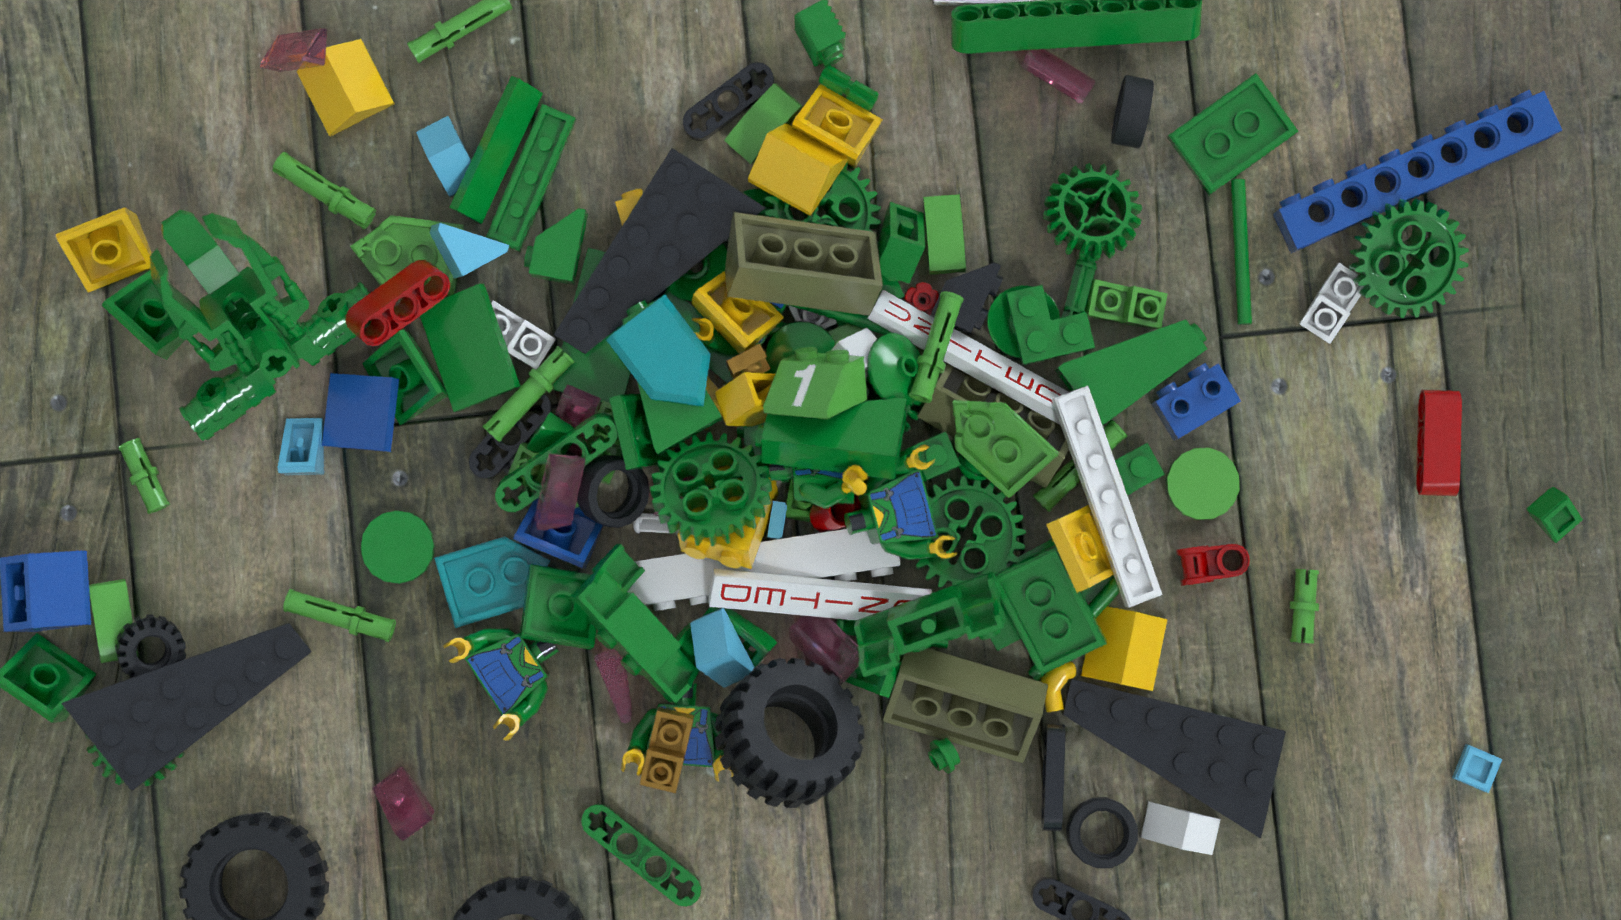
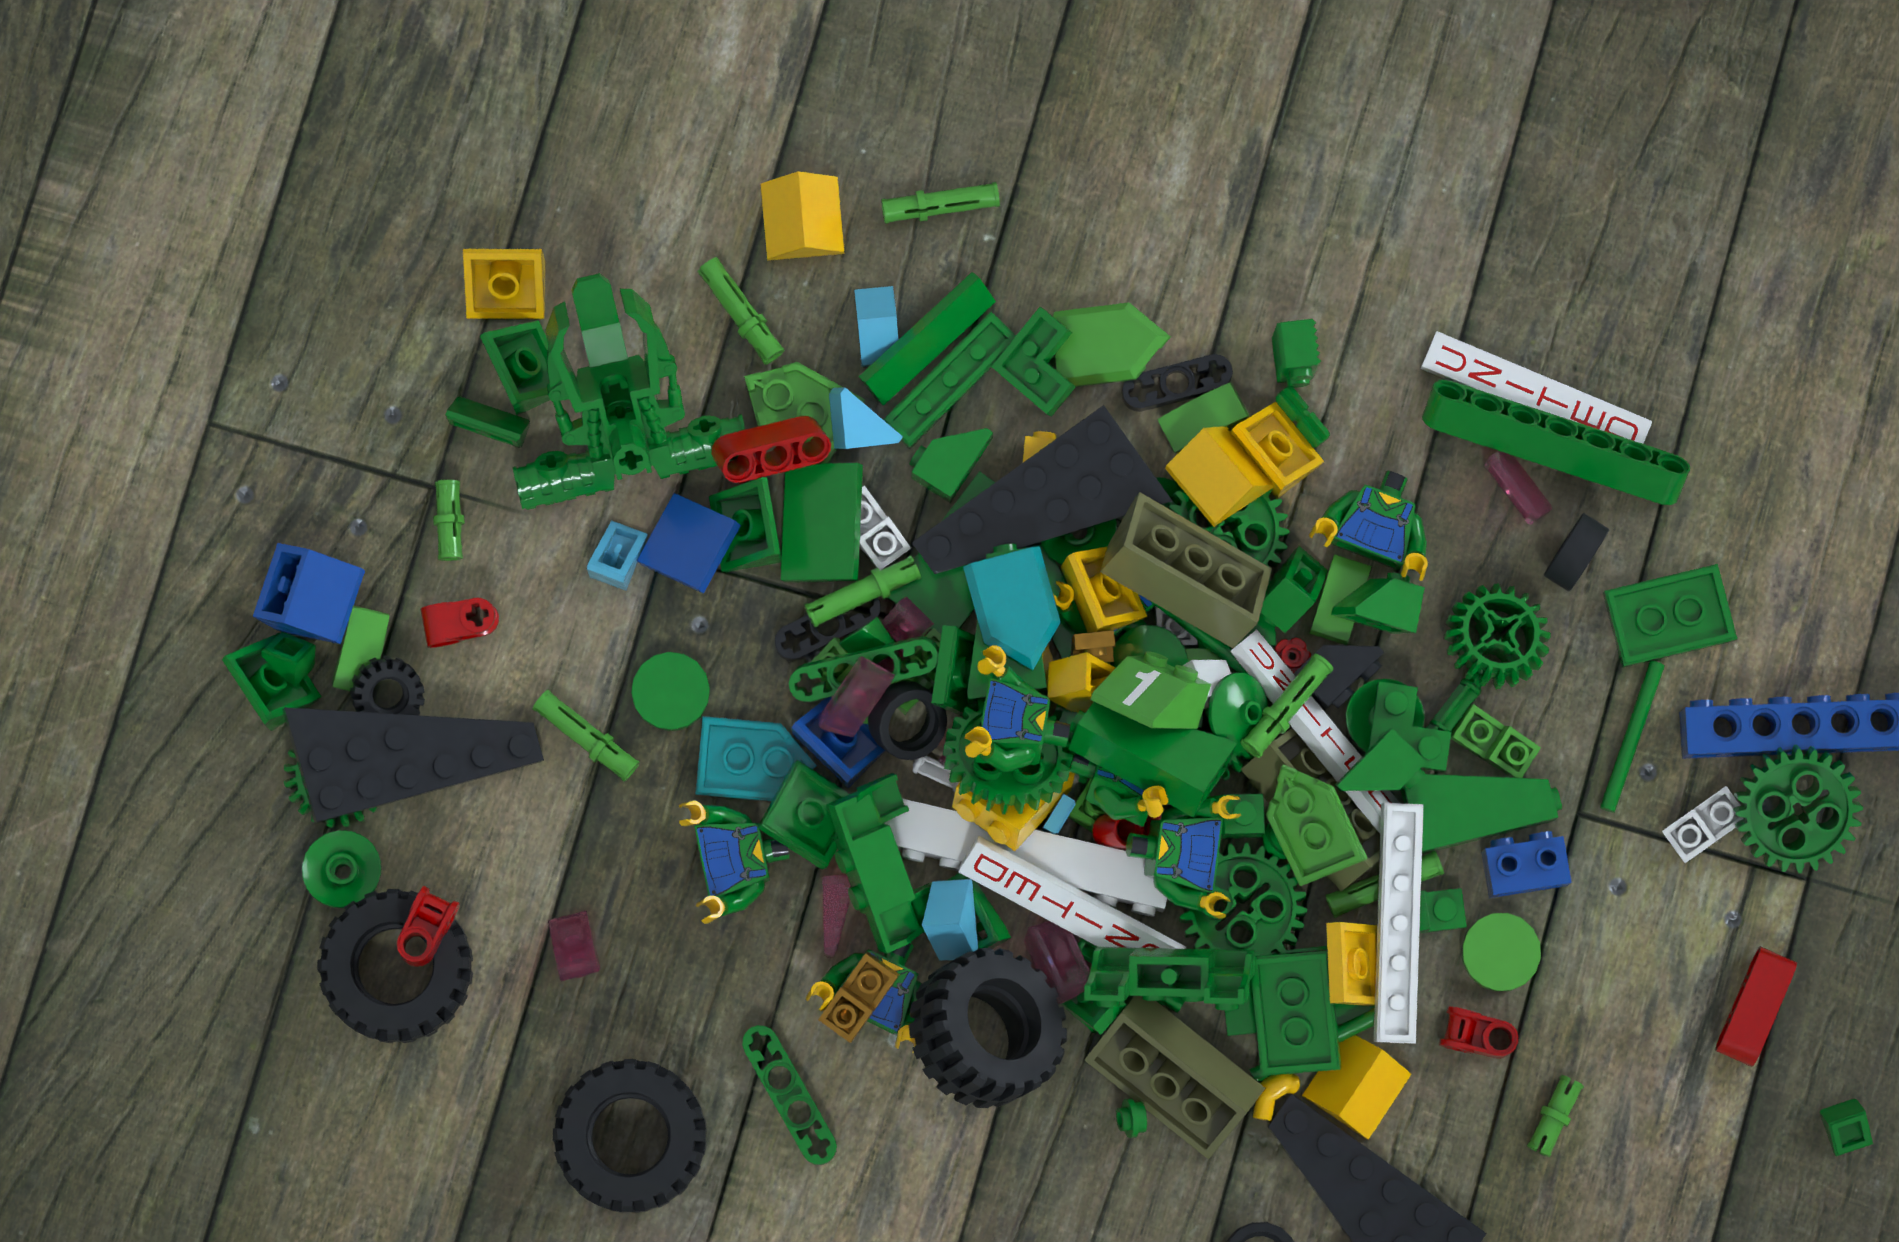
camera: 25 degrees right, 5 degrees down
(54, 652) = (290, 657): none -> green slope
(143, 375) = (488, 421): none -> green slope
(156, 815) = (336, 851): none -> green dish
(184, 564) = (451, 623): none -> red piece
(263, 843) = (426, 924): none -> red piece
(296, 51) = (770, 164): clear pink slope -> none
(591, 136) = (1027, 358): none -> green plate
(651, 93) = (1107, 344): none -> bright green tile
(702, 458) = (1012, 719): none -> torso
(951, 157) = (1377, 526): none -> torso
(984, 223) = (1384, 604): none -> green slope
(1041, 367) = (1385, 766): none -> green slope
(1053, 777) = (1233, 1184): black beam -> none

